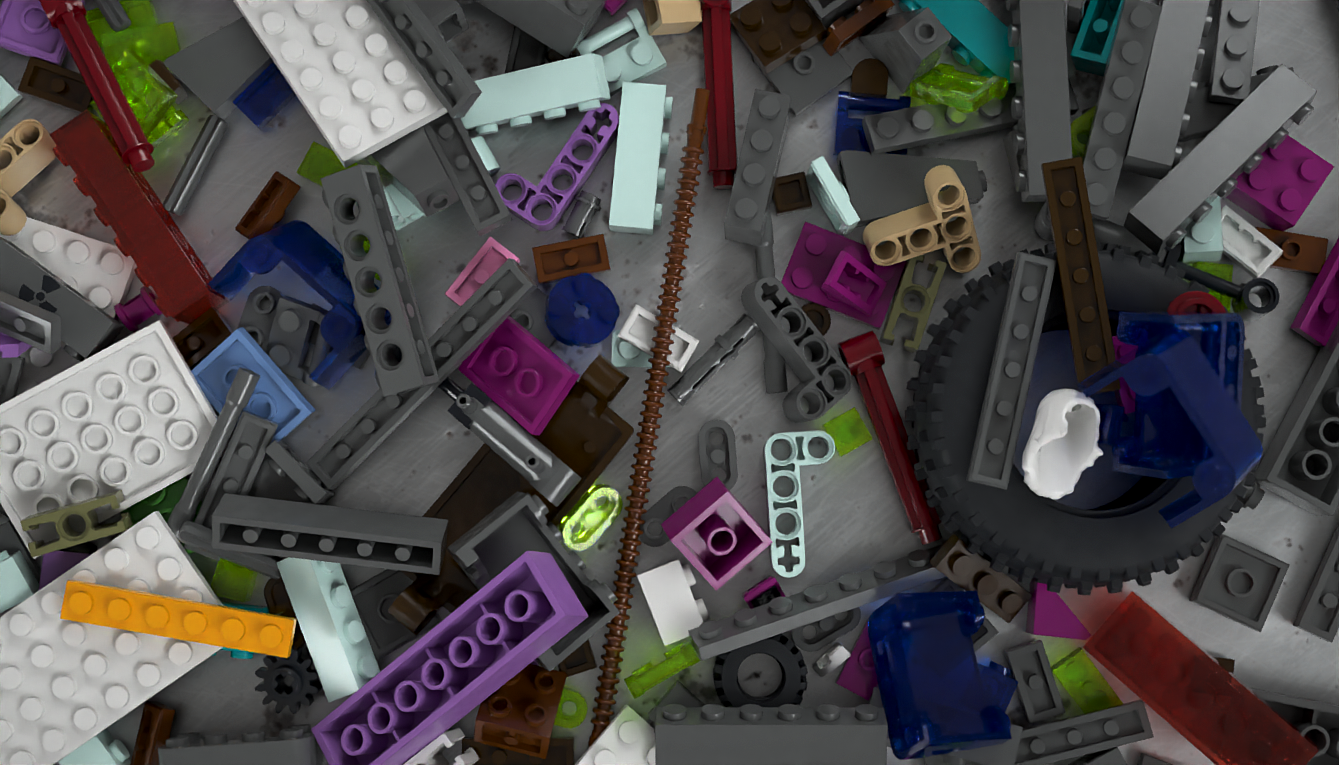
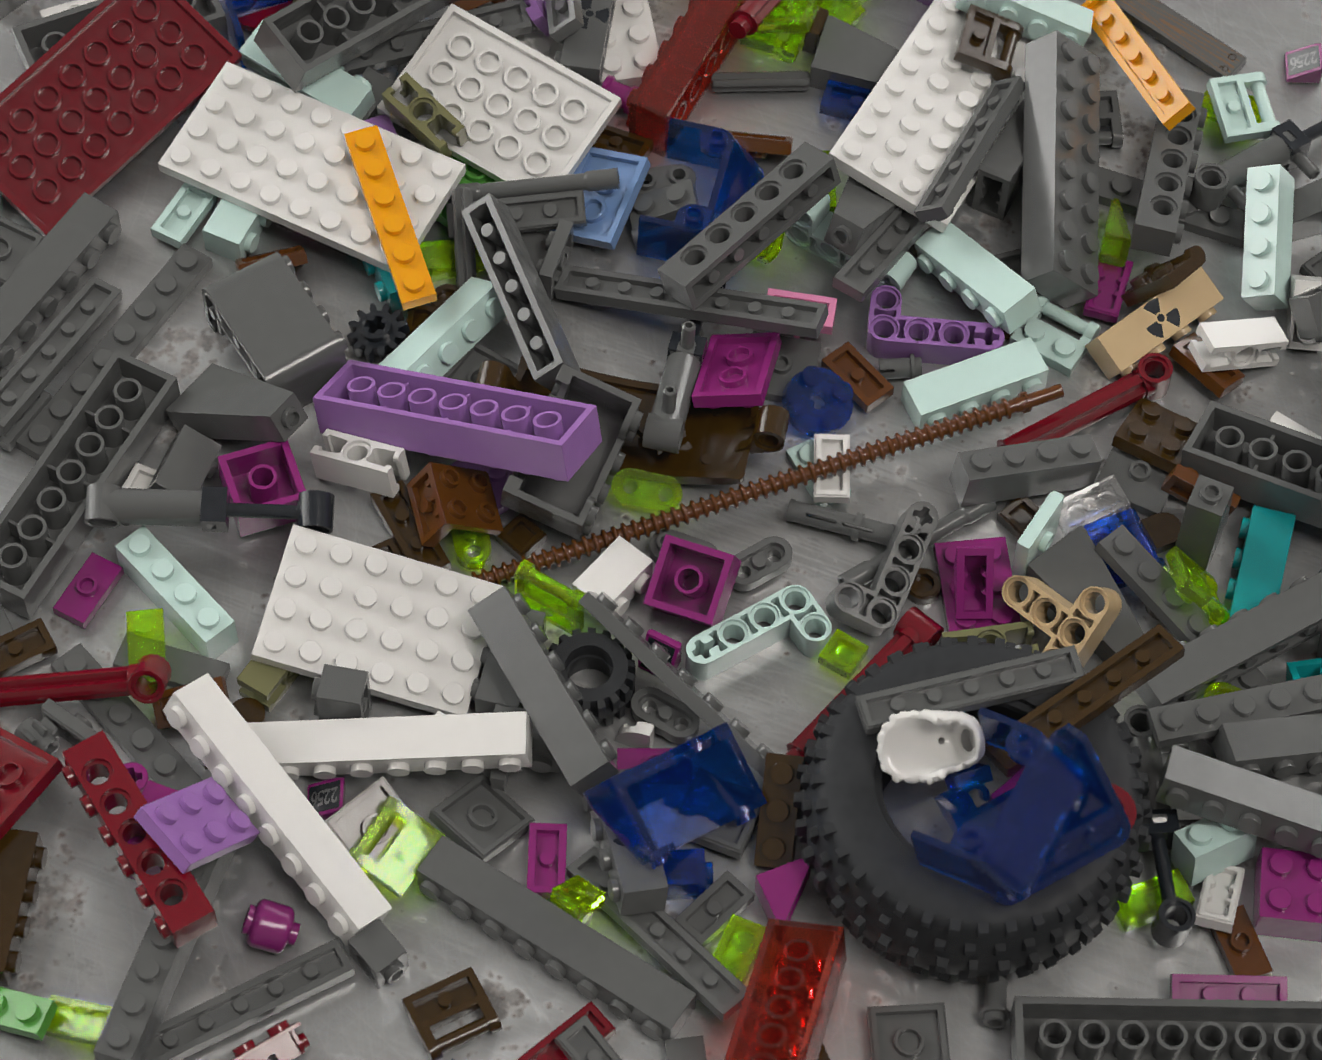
camera: 60 degrees right, 25 degrees down
(817, 127) = (1092, 504): none -> clear plate

